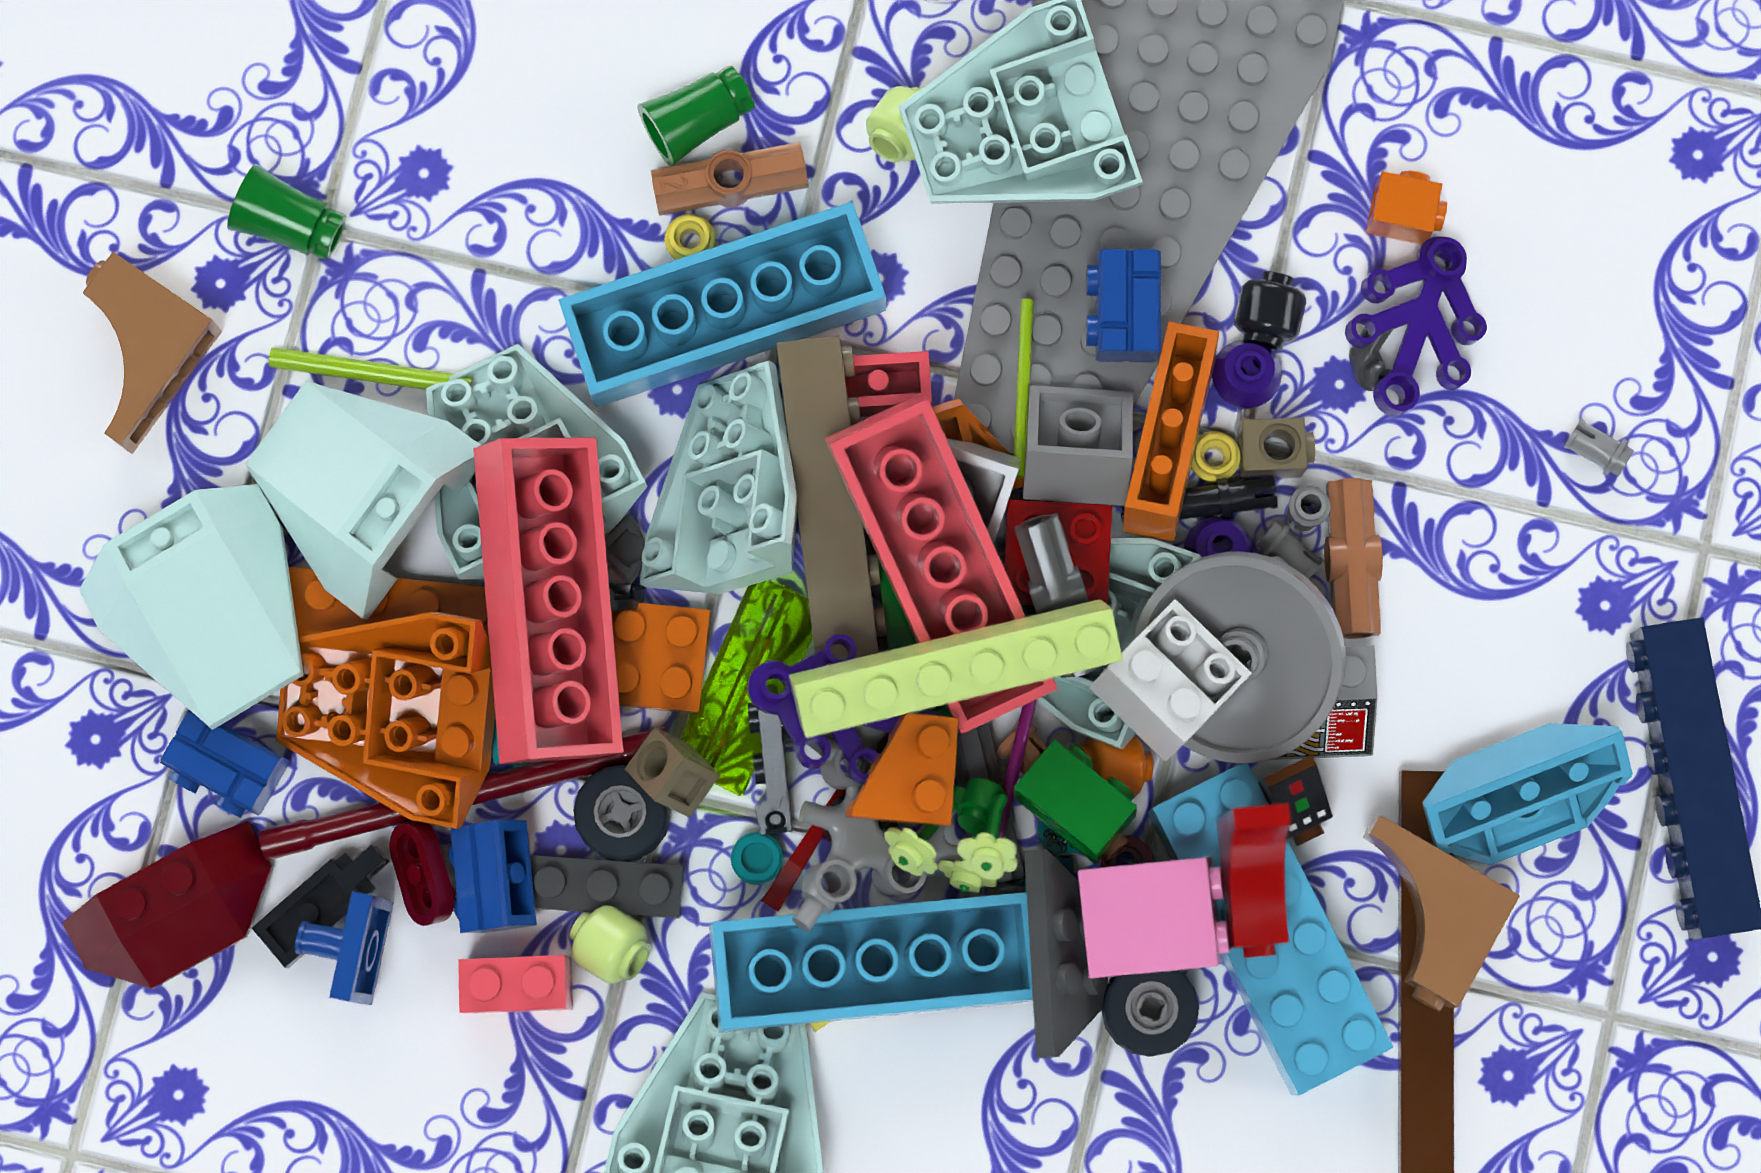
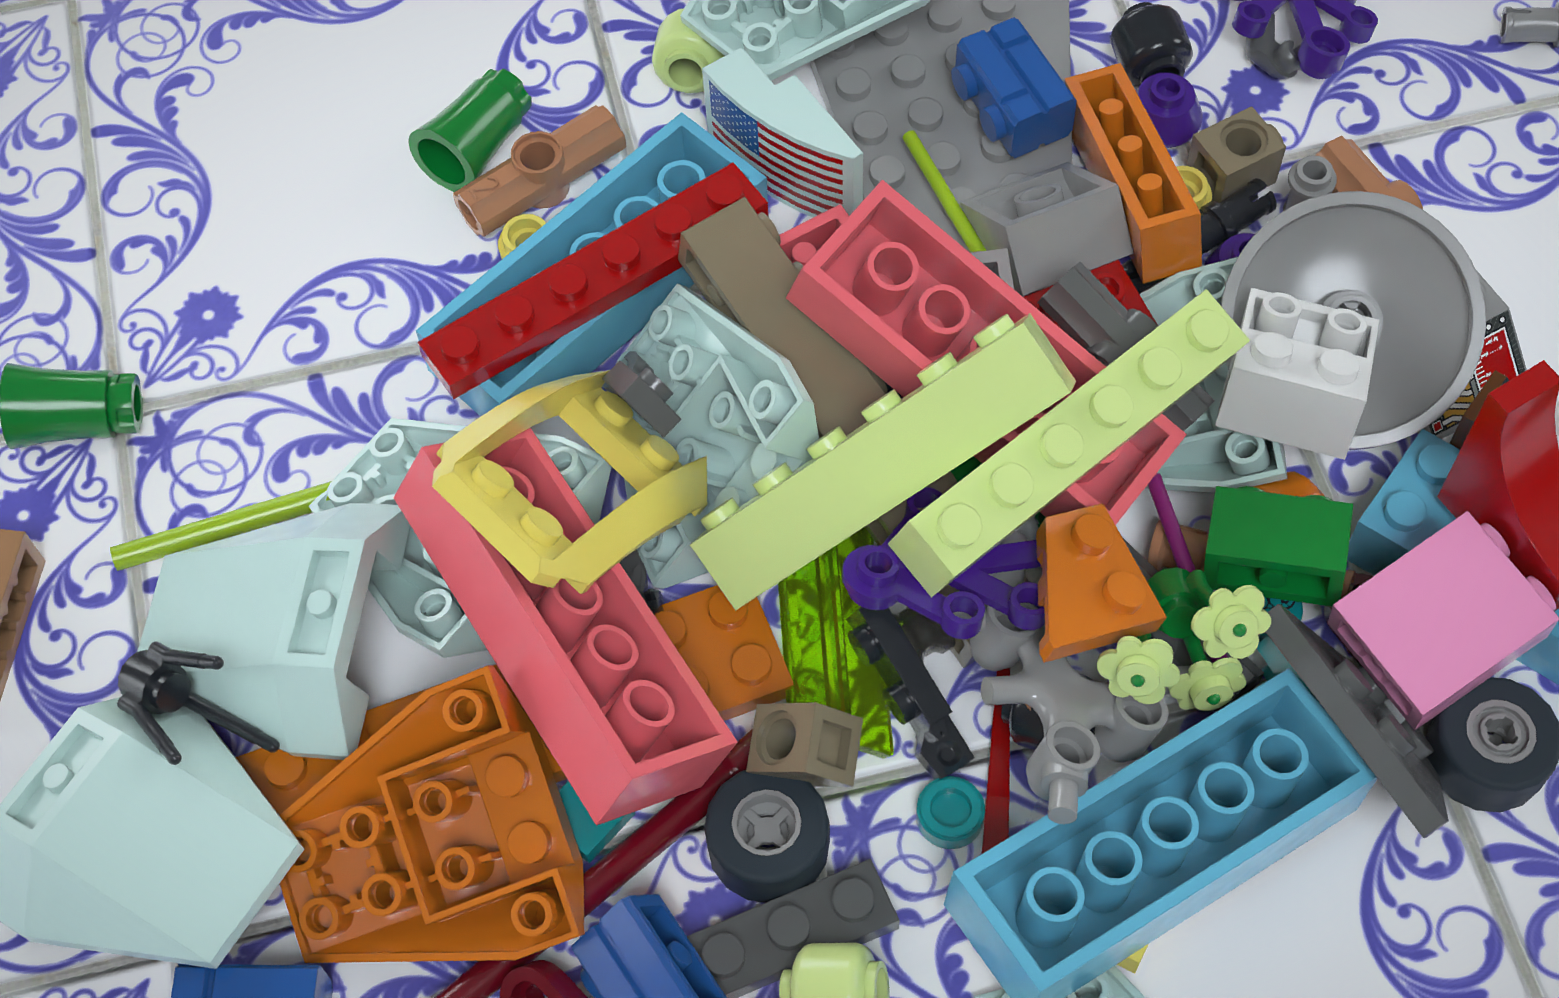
camera: 25 degrees left, 20 degrees down
(259, 499) = (159, 685): none -> black plant
(663, 478) = (534, 537): none -> light yellow wedge
(689, 446) = (642, 392): none -> dark grey plate
(708, 326) = (578, 286): none -> red plate
(823, 606) = (884, 460): none -> yellowish green brick
(921, 258) = (783, 135): none -> light aqua slope

